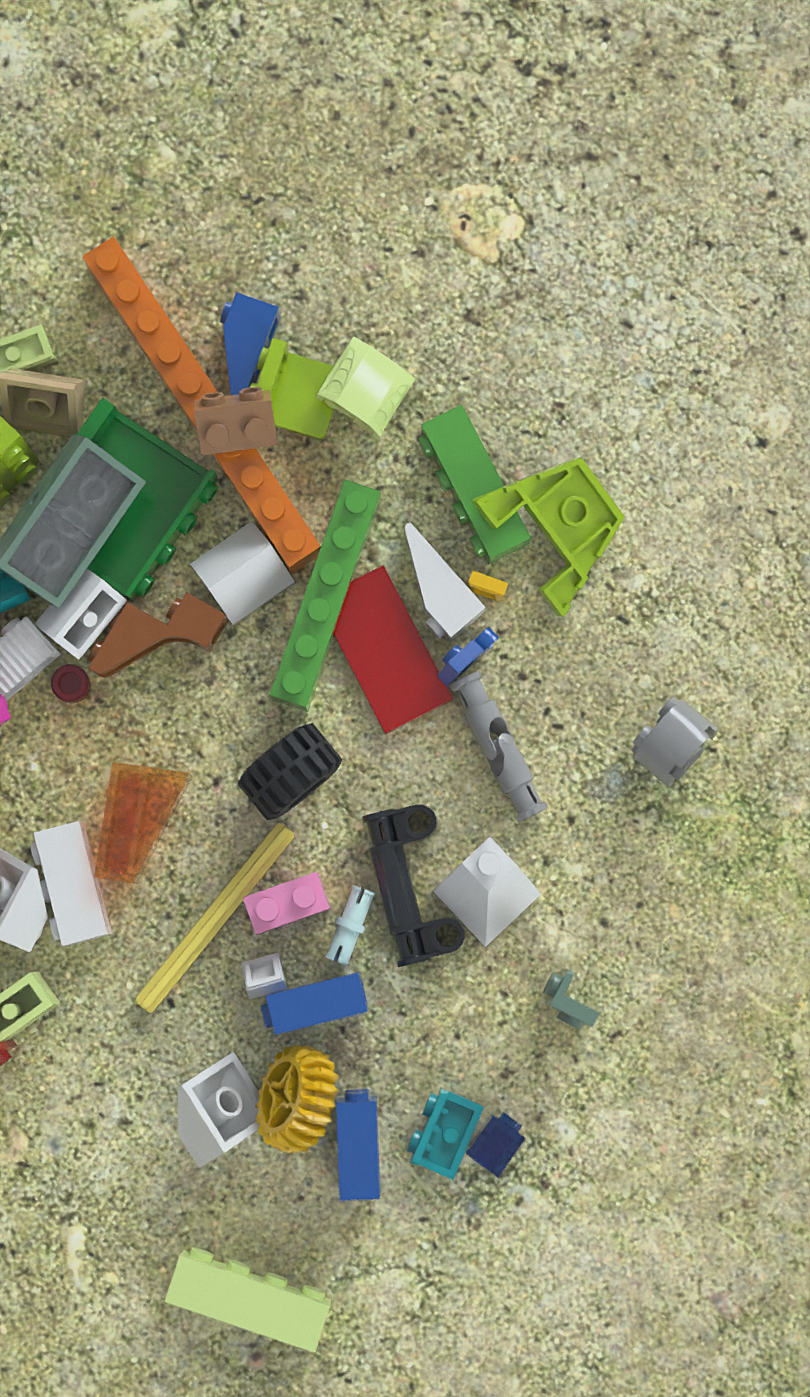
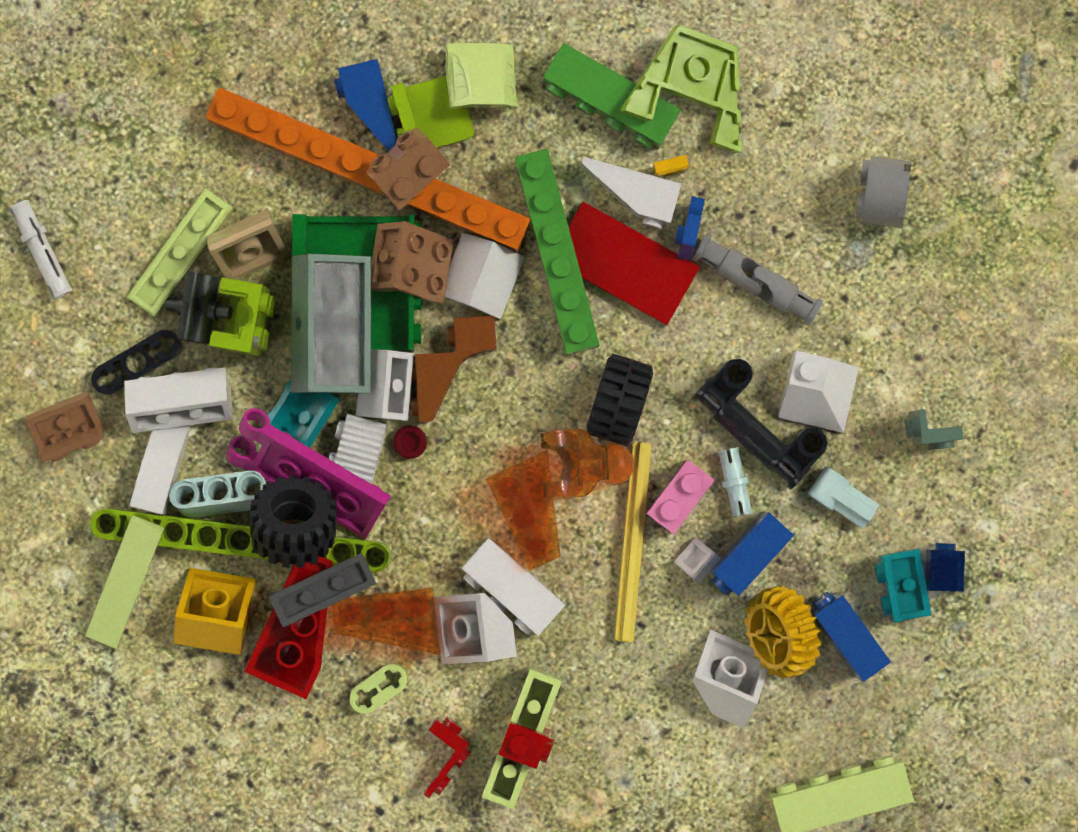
camera: 30 degrees left, 5 degrees up
(183, 514) = (411, 261): none -> medium nougat bracket
(216, 810) = (584, 463): none -> clear orange piece
(440, 1001) = (836, 493): none -> light aqua piece

